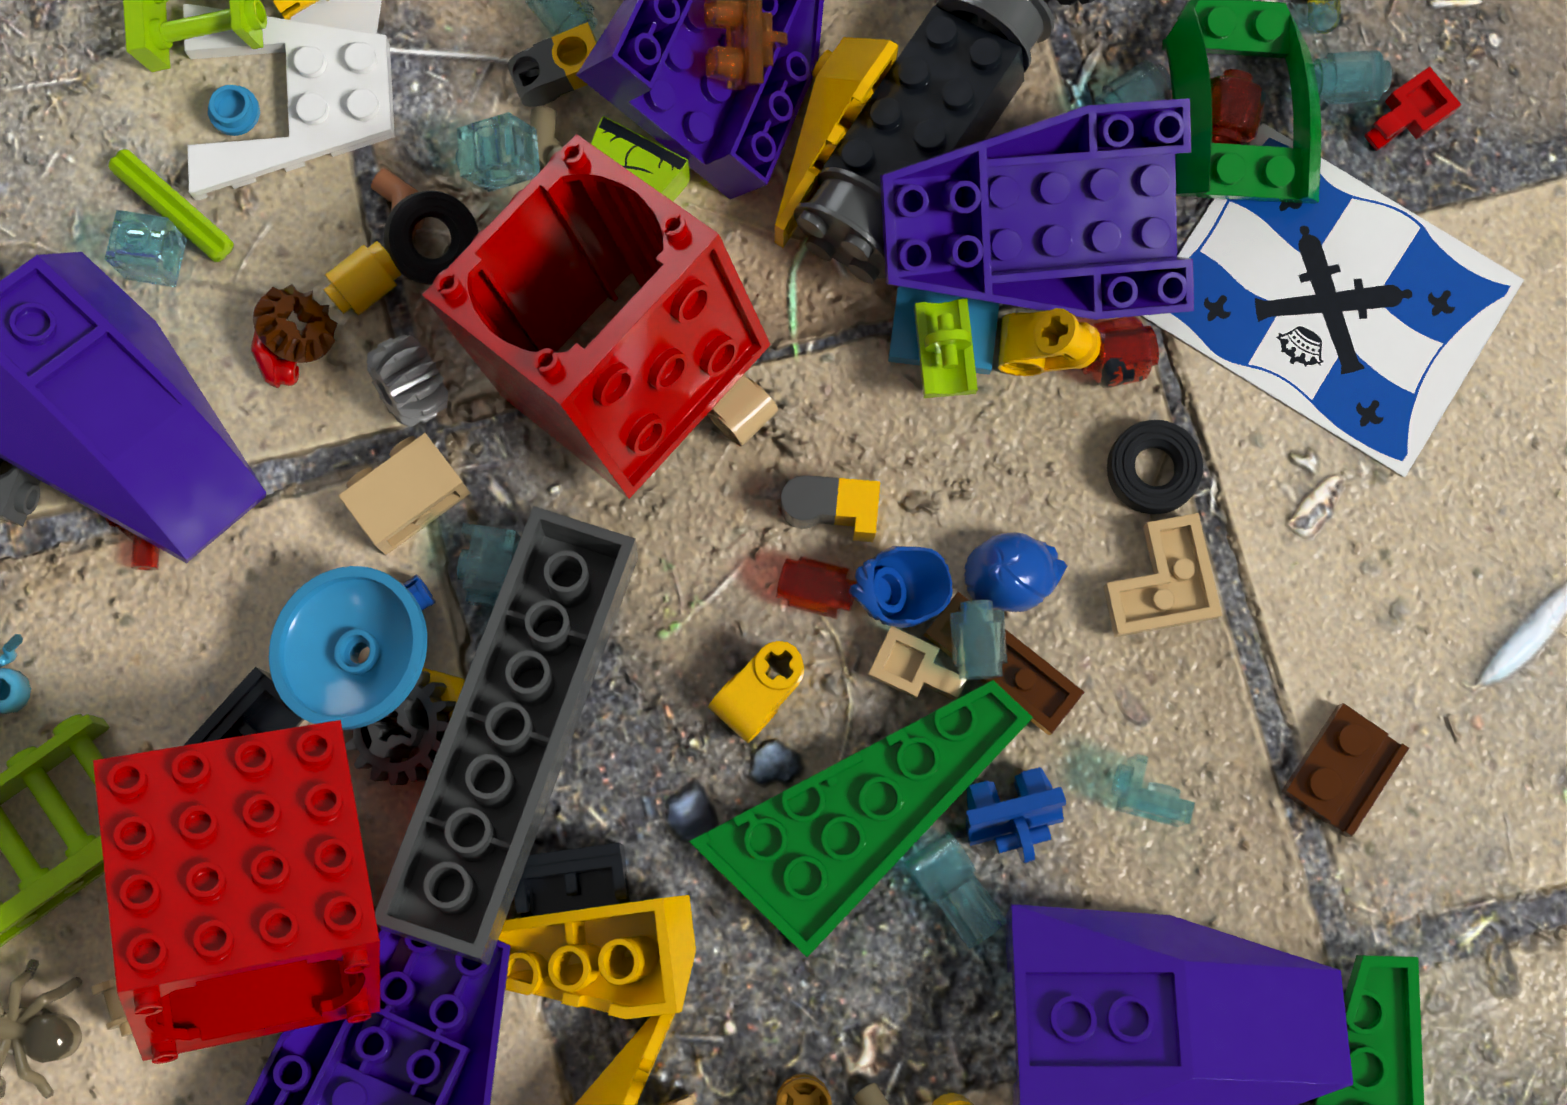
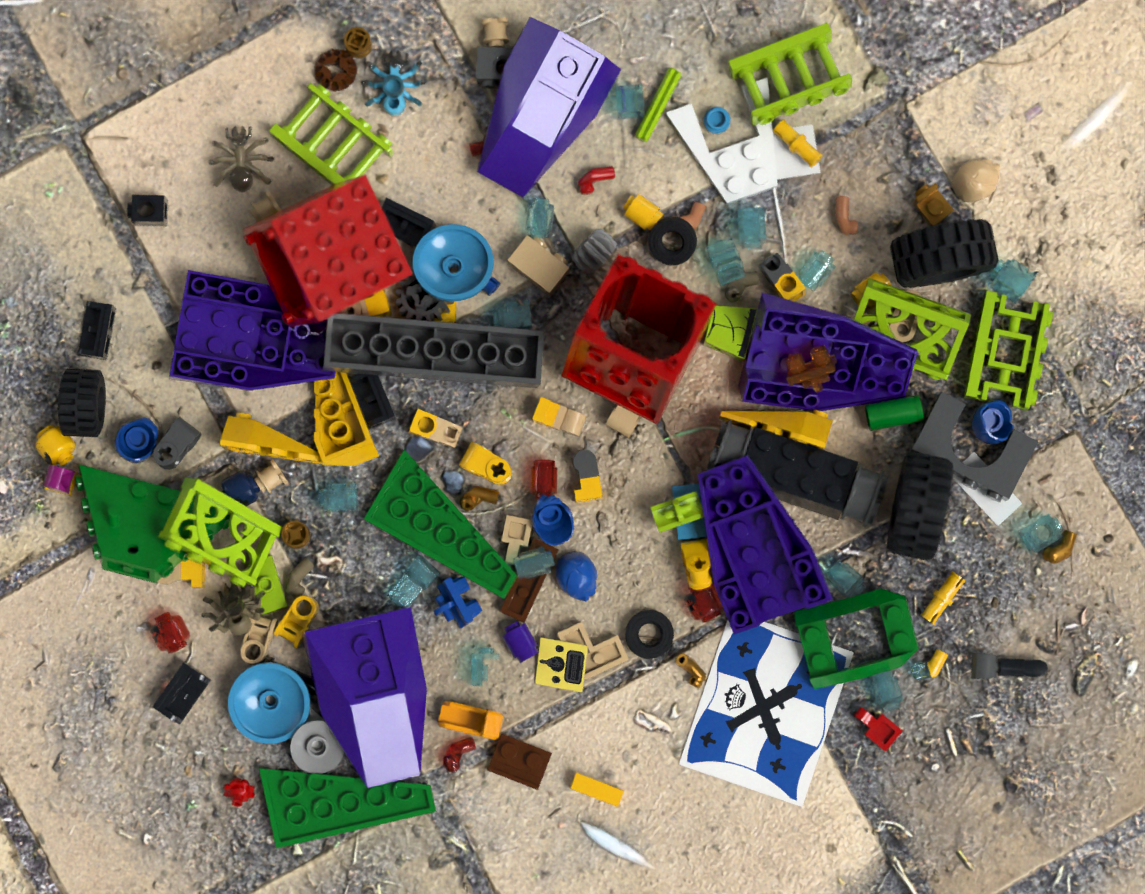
camera: 85 degrees right, 5 degrees up
(282, 335) = (601, 182): reddish brown gear -> none
(313, 468) = (539, 218): none -> clear light blue brick
(386, 830) = (372, 306): none -> yellow leg
(446, 95) = (751, 227): none -> clear light blue brick
(663, 772) = (435, 429): none -> leg
(705, 530) = (558, 417): none -> leg
(752, 997) = (339, 498): none -> clear light blue brick
(814, 724) = (477, 495): none -> pearl gold arm
(1118, 709) = (520, 641): none -> dark purple brick
(1179, 642) = (561, 664): none -> light yellow sticker
(1236, 107) = (850, 630): clear red head -> none
(1247, 398) = (690, 665): none -> pearl gold arm
(1253, 840) = (470, 720): none -> light orange animal
(1303, 890) = (455, 751): none -> clear red arm
(1428, 636) = (597, 789): none -> yellow piece

